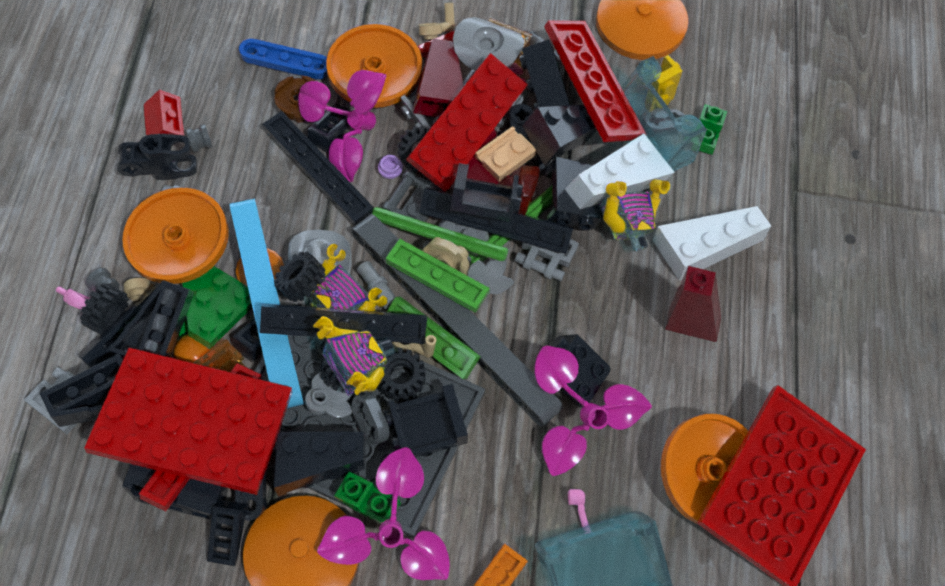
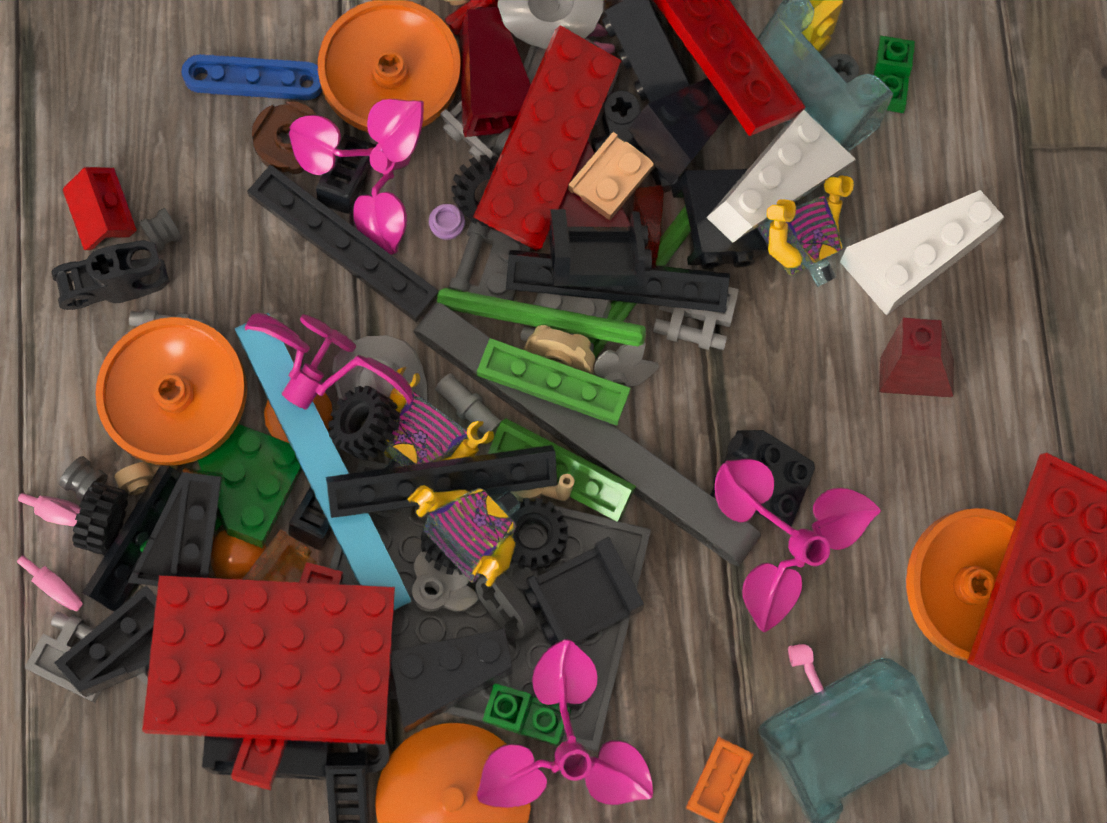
camera: 10 degrees left, 10 degrees up
(60, 348) = (52, 585): none -> bright pink hand
(266, 240) = (306, 381): none -> dark pink plant

